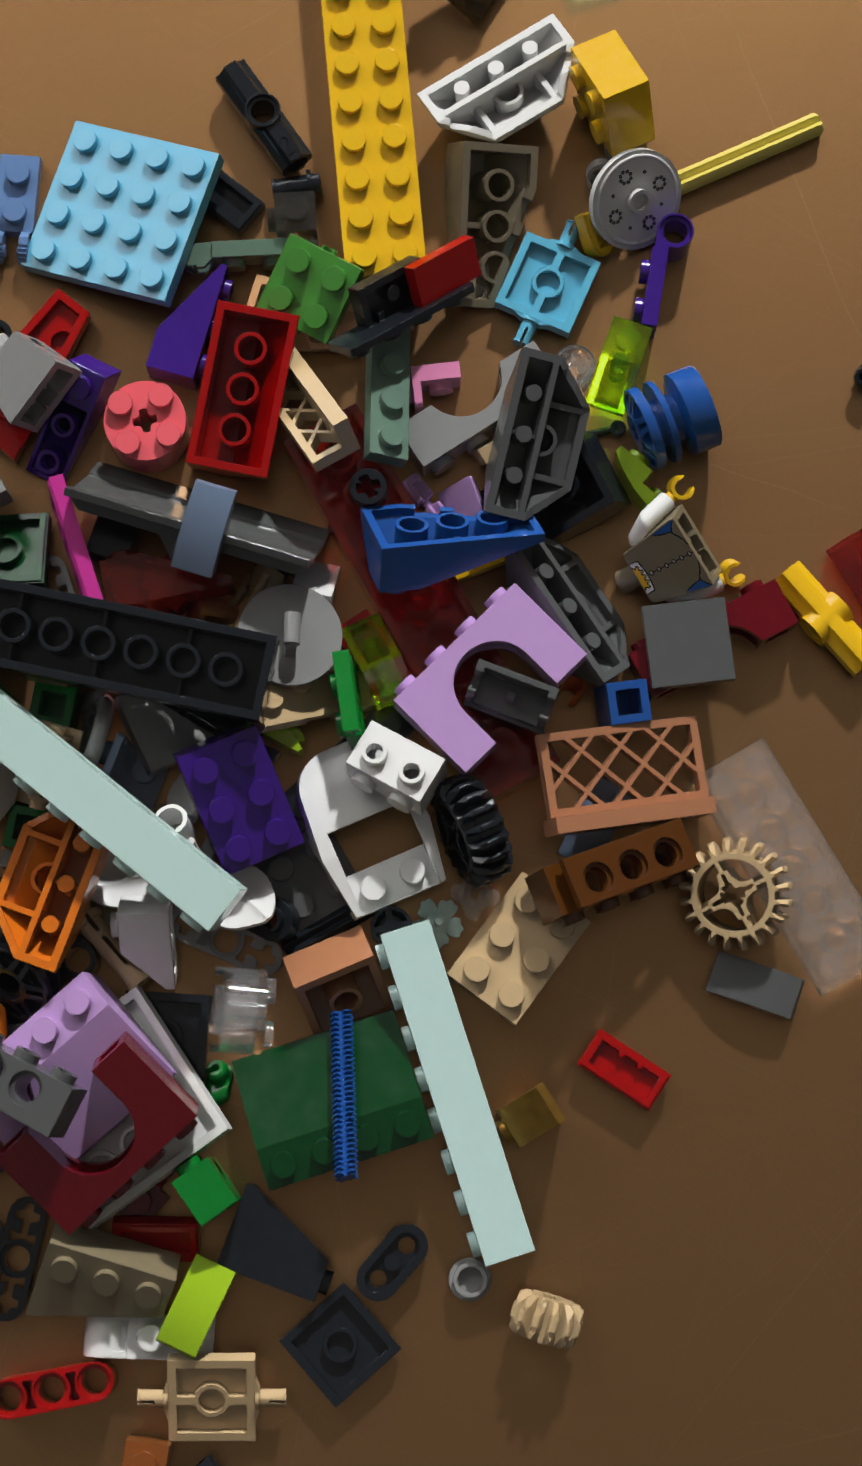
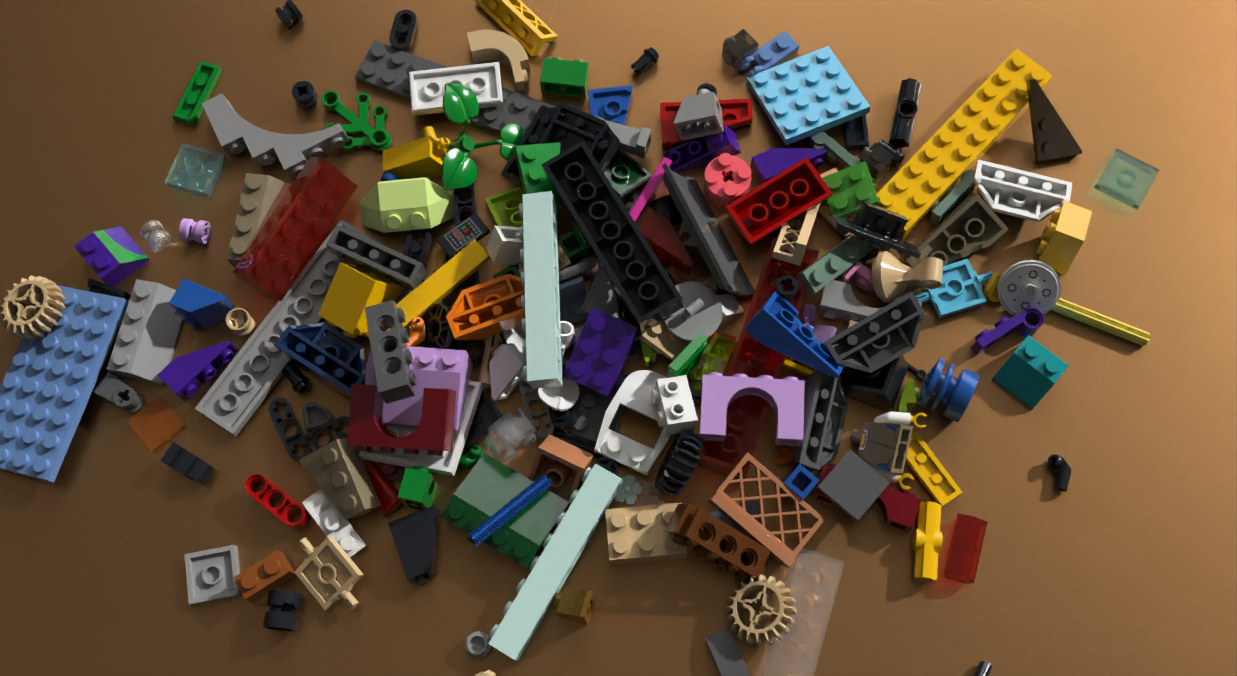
camera: 55 degrees right, 10 degrees down
(195, 1306) = (361, 528): lime slope -> none
(204, 528) = (700, 231): sand blue slope -> none
(340, 1344) = (399, 611): black plate -> none
(392, 1262) = (456, 601): black plate -> none
(432, 168) = (952, 197): none -> sand green hinge
(443, 271) = (912, 235): red tile -> none
(476, 344) = (896, 279): none -> tan piece
(510, 697) = (753, 426): dark grey hinge -> none
(580, 363) = (931, 327): clear wheel -> none
(618, 365) = (950, 347): clear neon green slope -> none
(623, 1069) = (634, 631): red plate -> none
(735, 298) = (1030, 372): none -> teal slope
(749, 533) = (931, 471): none -> yellow plate

